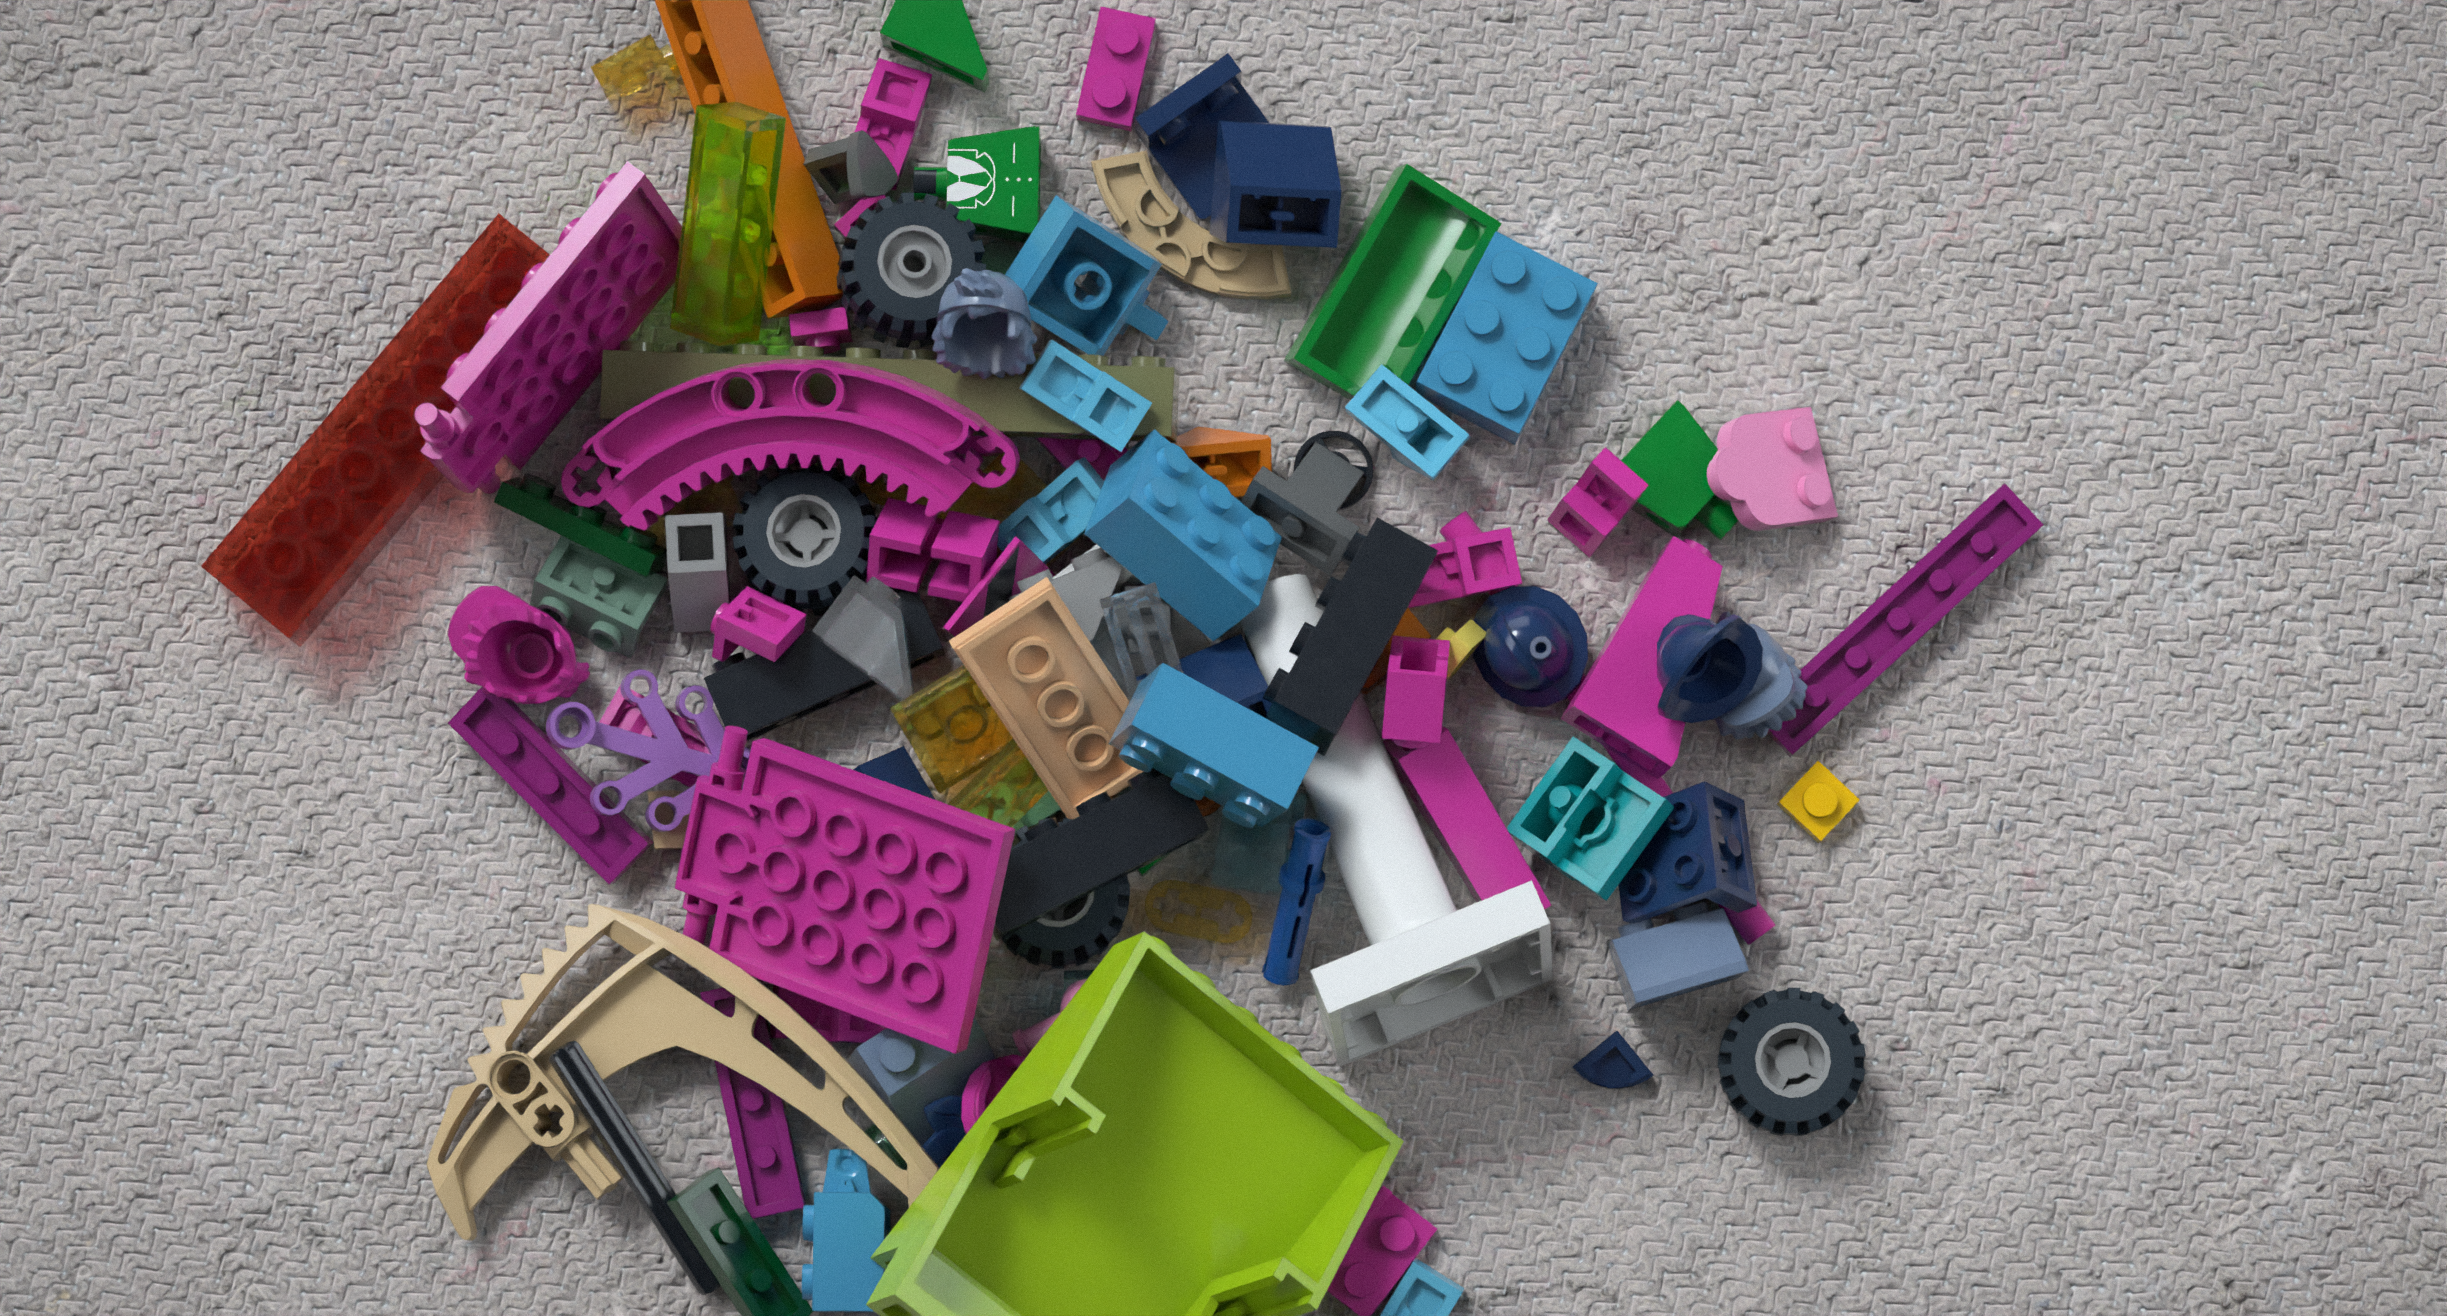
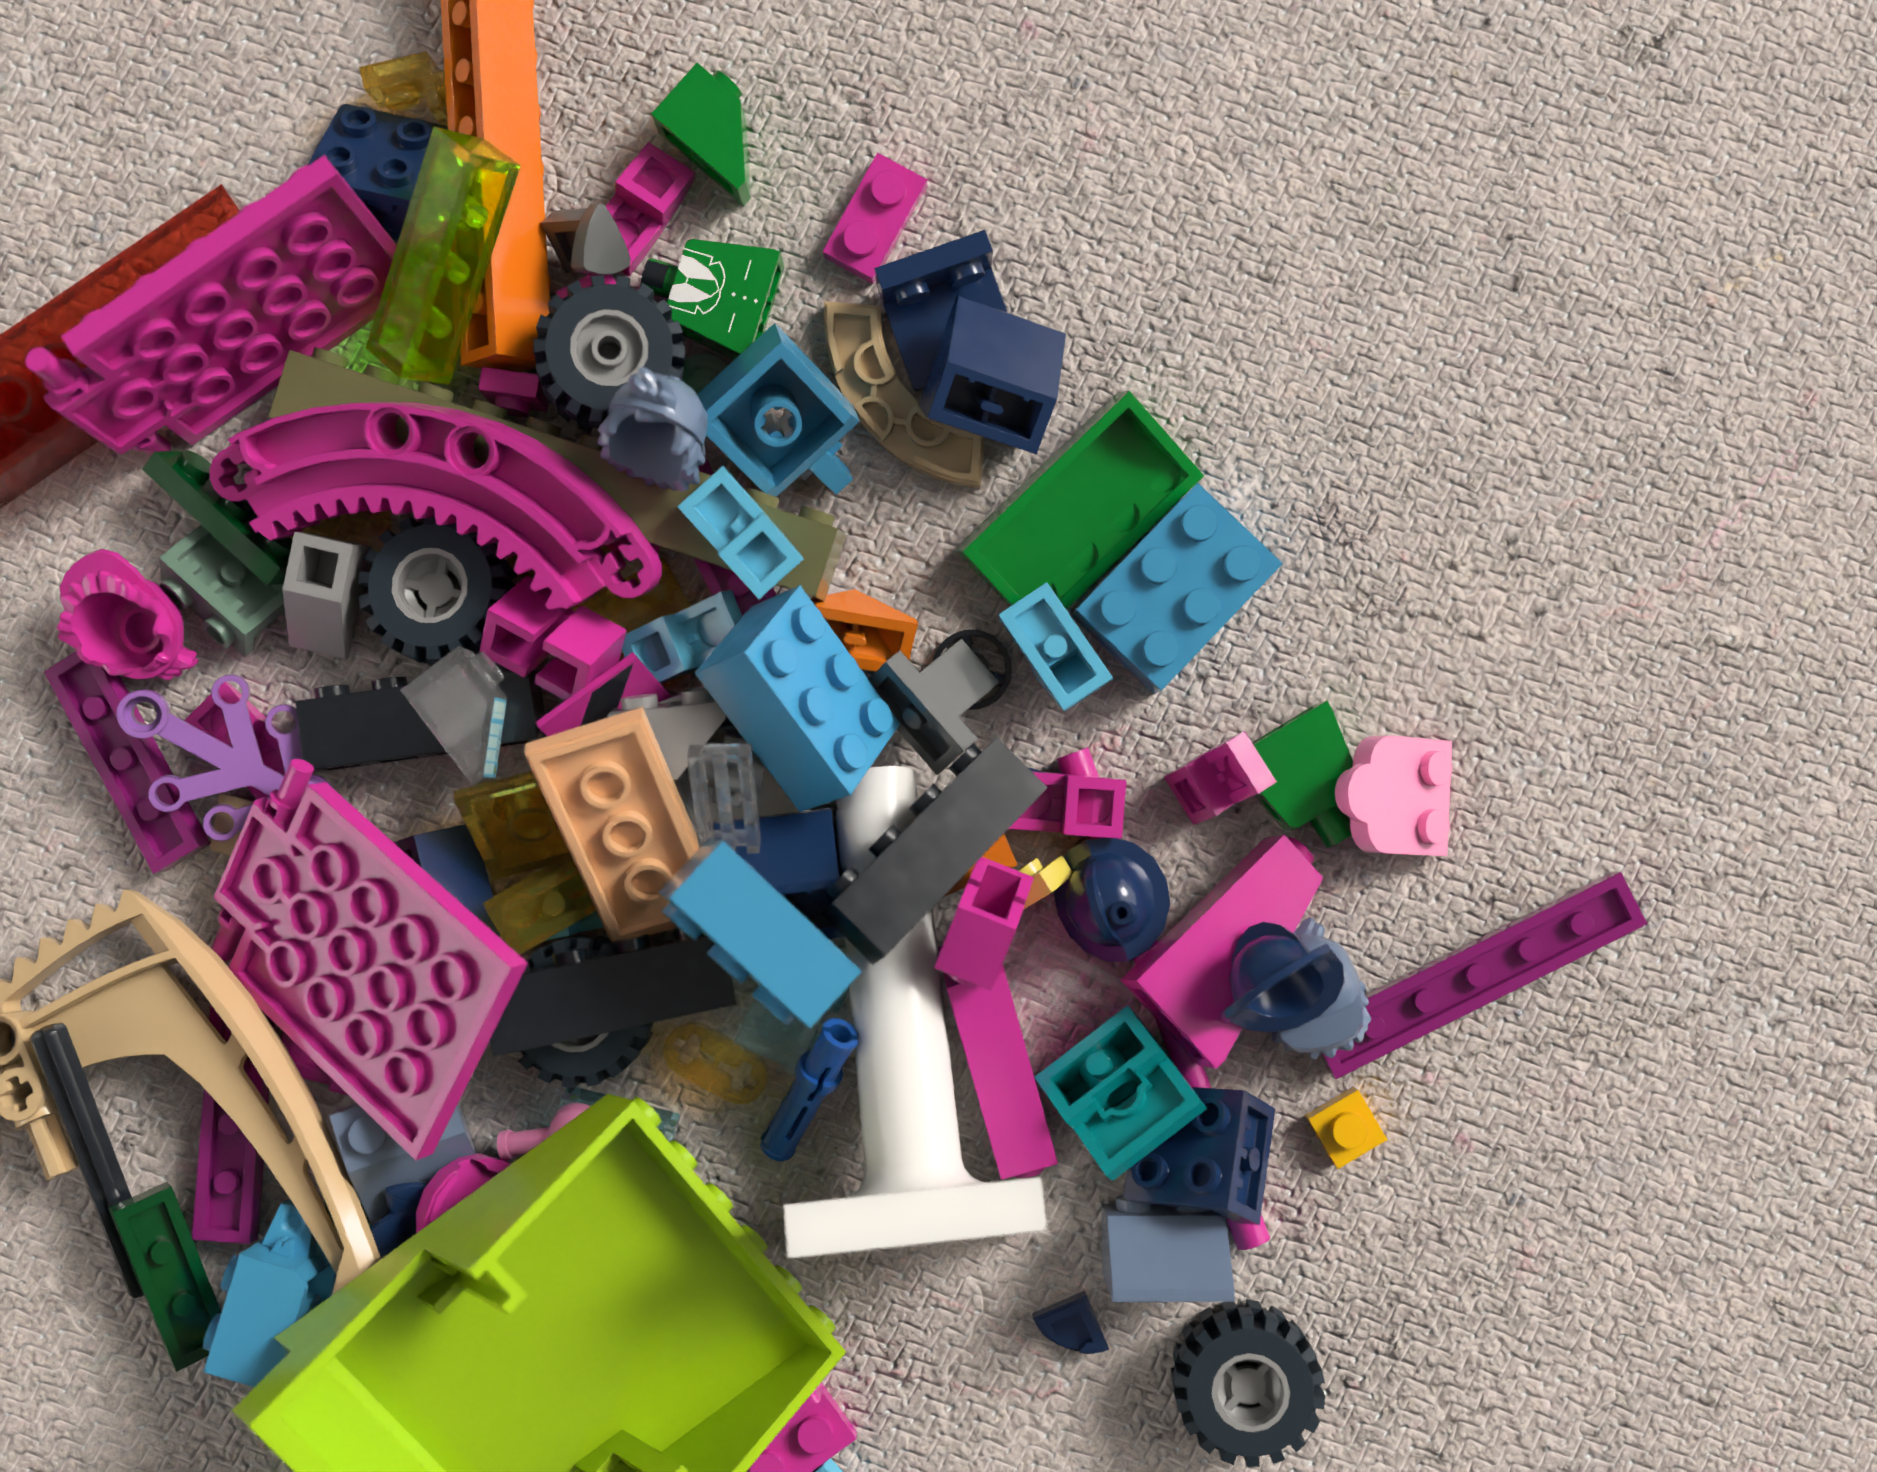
camera: 15 degrees right, 5 degrees up
(634, 130) = (378, 159): none -> dark blue bracket
(755, 624) = (357, 666): dark pink bracket -> none

